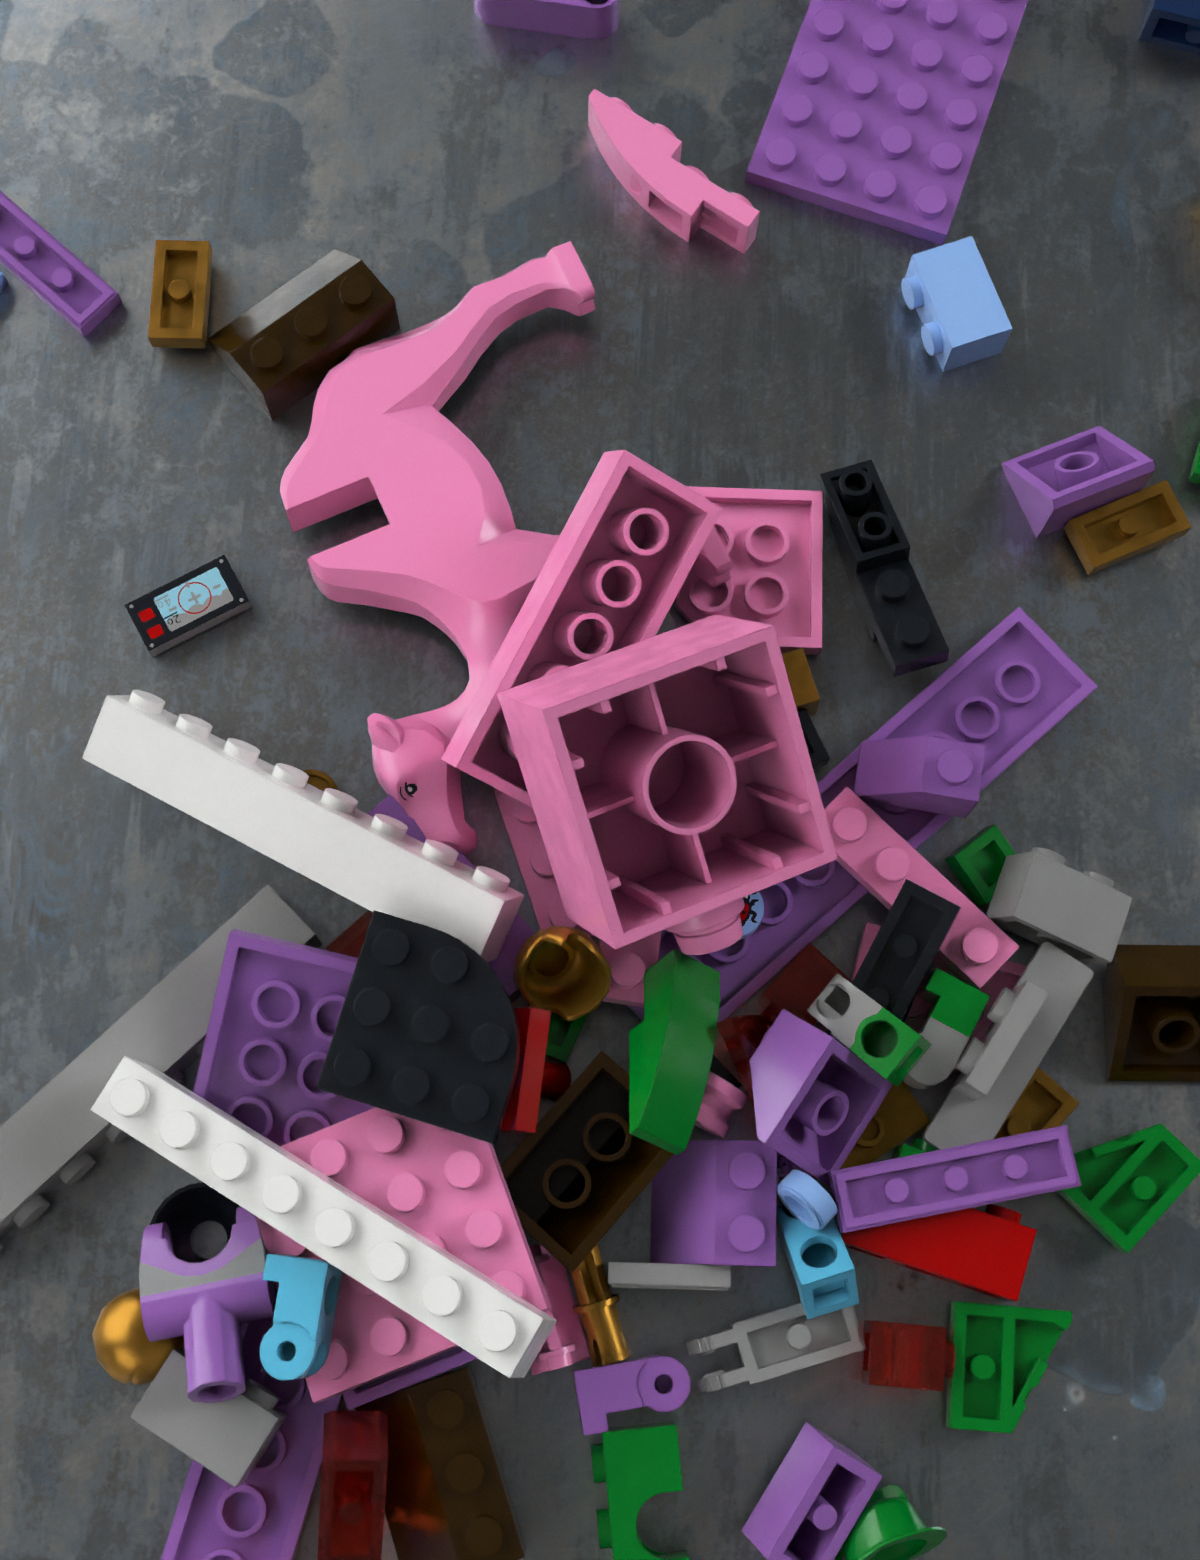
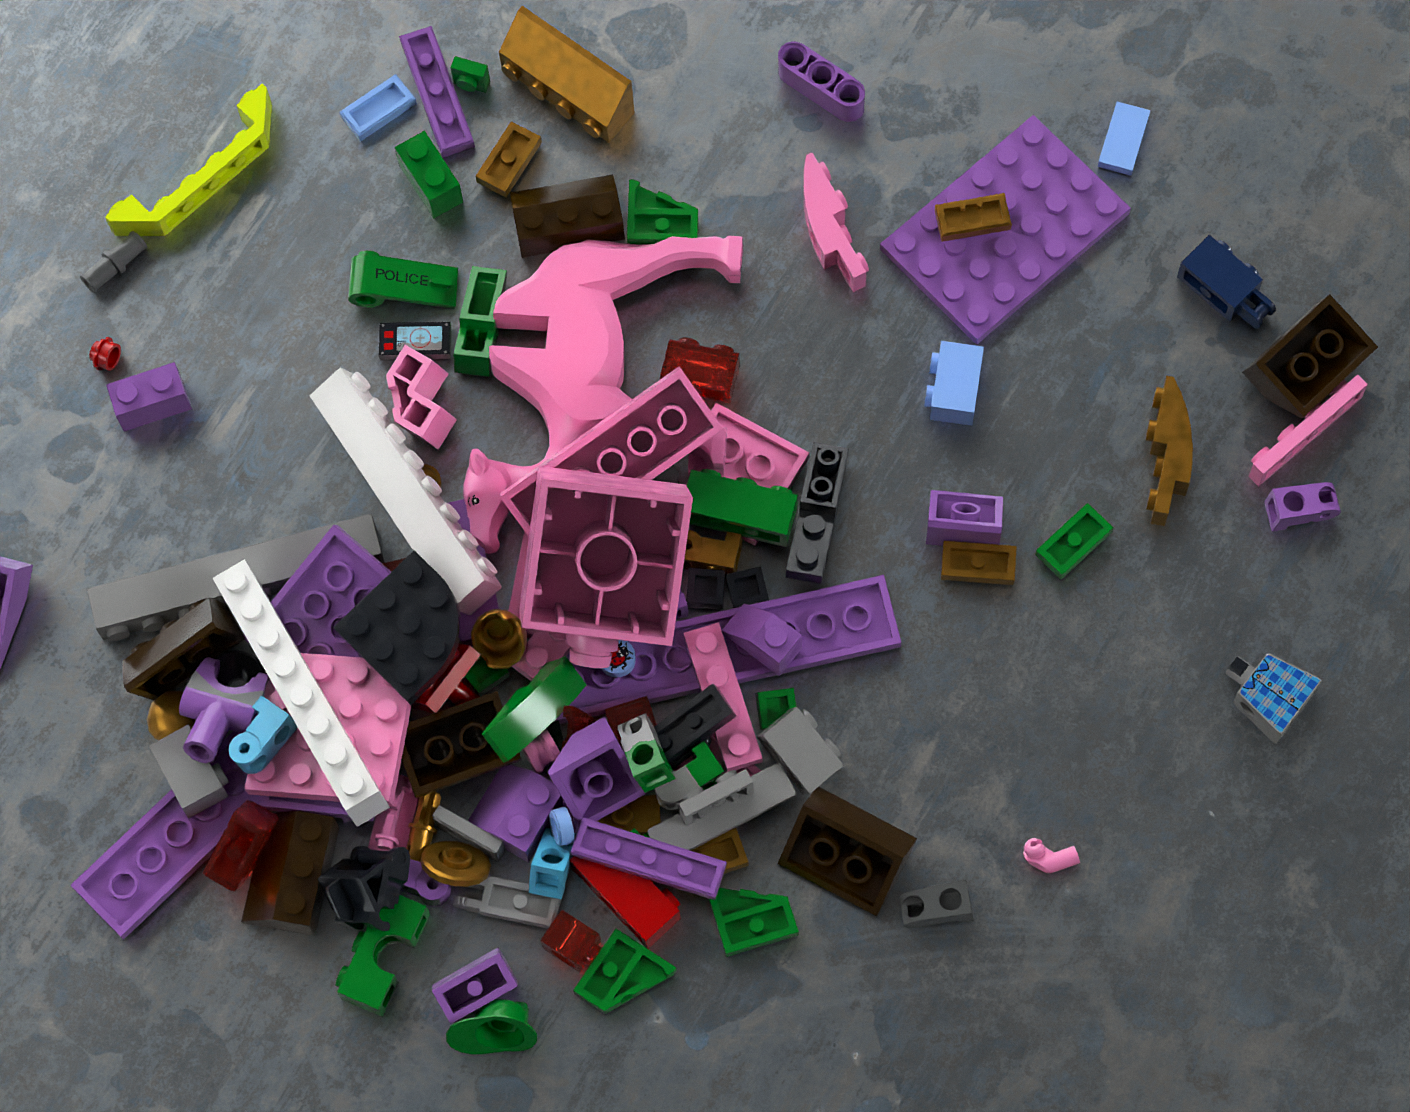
camera: 35 degrees right, 5 degrees down
(62, 204) = (470, 75): none -> green plate
(80, 365) = (429, 174): none -> green brick
(92, 1237) = (179, 649): none -> dark brown slope
(93, 540) = (382, 278): none -> green door
(199, 138) = (566, 76): none -> pearl gold slope
(224, 666) = (413, 386): none -> bright pink brick
(266, 534) = (477, 322): none -> green slope
(431, 274) = (657, 216): none -> green wing
(567, 1468) = (361, 891): none -> black piece
(580, 443) = (709, 369): none -> clear red brick
(677, 1334) = (455, 863): none -> pearl gold wheel
(805, 603) = (742, 507): none -> green brick
(847, 719) = (746, 587): none -> black plate
(854, 75) = (972, 217): none -> pearl gold plate

